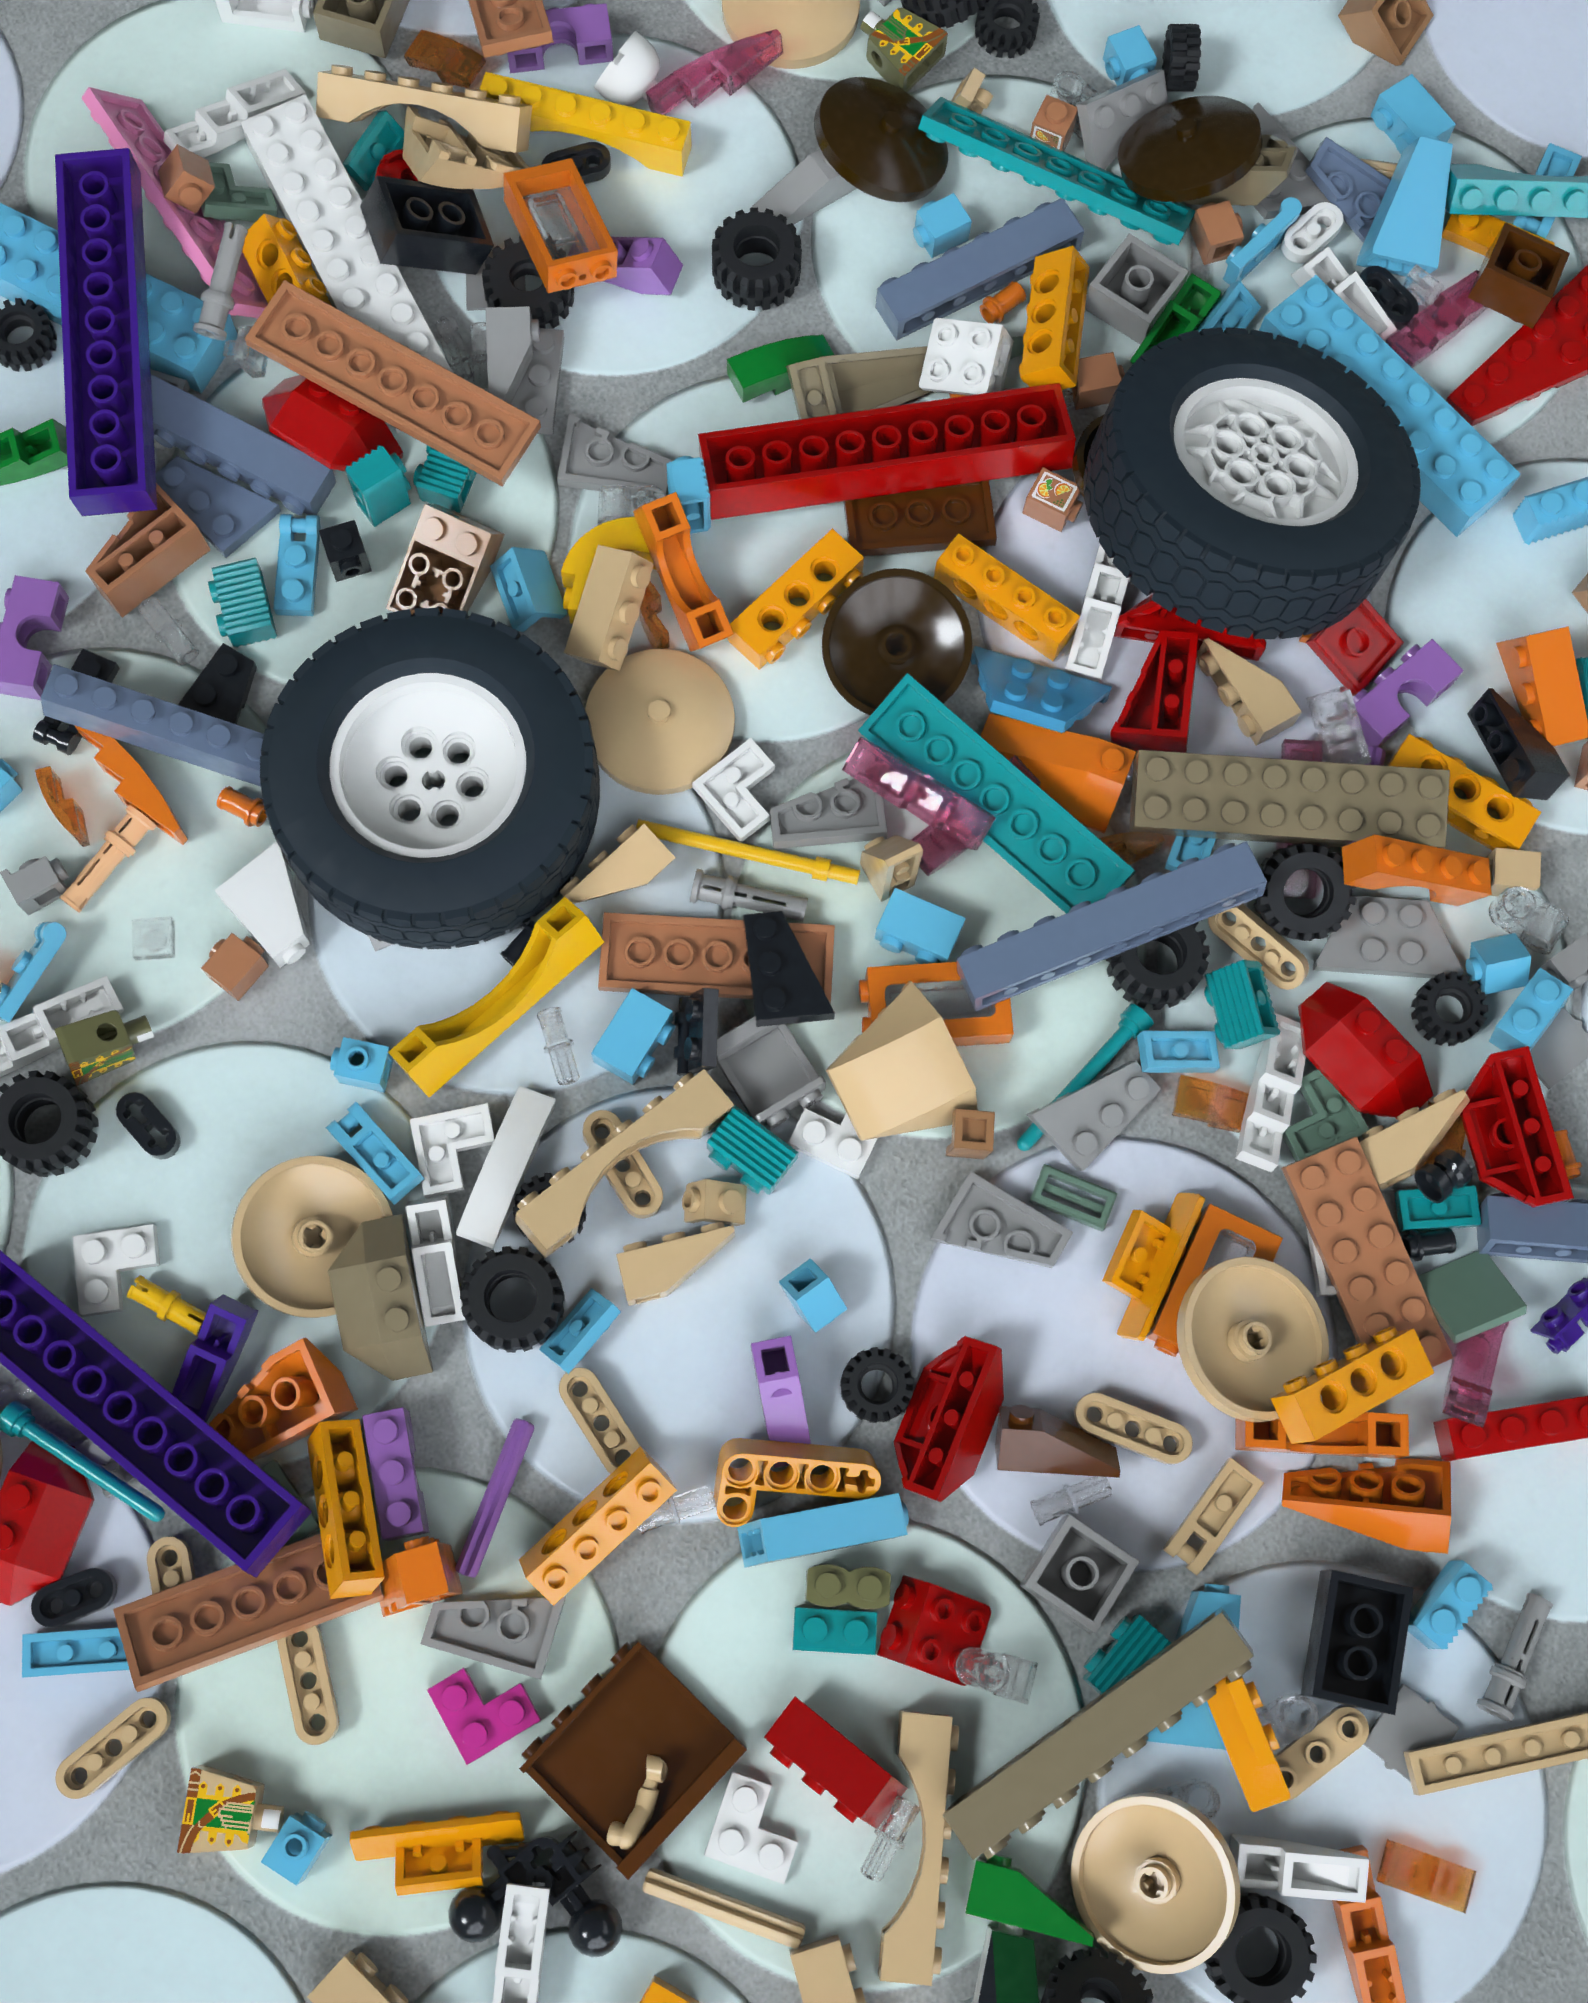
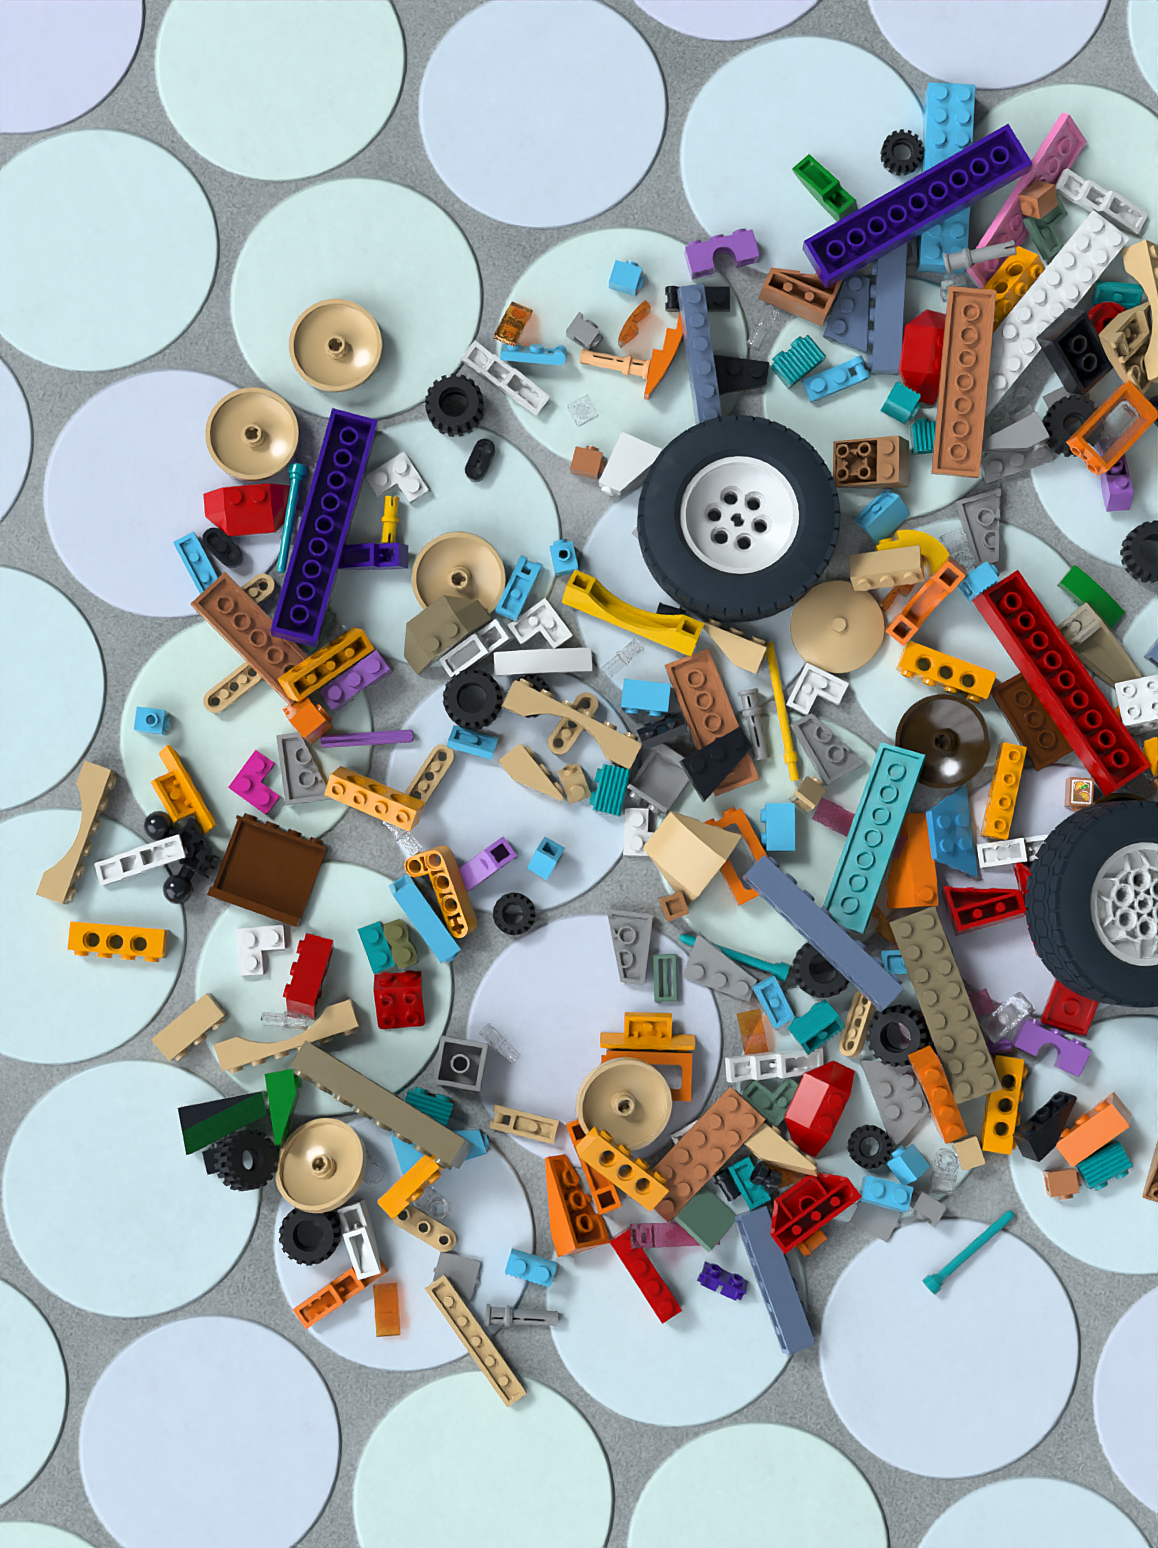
camera: 75 degrees right, 10 degrees up
(96, 1755) = (149, 604): tan plate -> none
(100, 1044) = (501, 411): olive torso -> none
(224, 1812) = (152, 676): torso -> none
(242, 806) = (679, 420): orange pin -> none
(285, 1401) = (367, 606): orange wedge -> none
(345, 550) = (854, 403): black brick -> none
(638, 1820) = (228, 884): tan arm -> none
(724, 1908) = (215, 950): tan axle -> none
(918, 793) = (856, 793): clear pink slope -> none
(950, 1418) = (511, 960): red wedge -> none
(998, 1673) = (391, 1042): clear piece -> none
(1043, 1443) = (522, 1020): reddish brown slope -> none
(1151, 1428) = (547, 1072): tan plate -> none
(1254, 695) = (1009, 961): tan slope -> none
(1357, 1641) = (490, 1226): black brick -> none

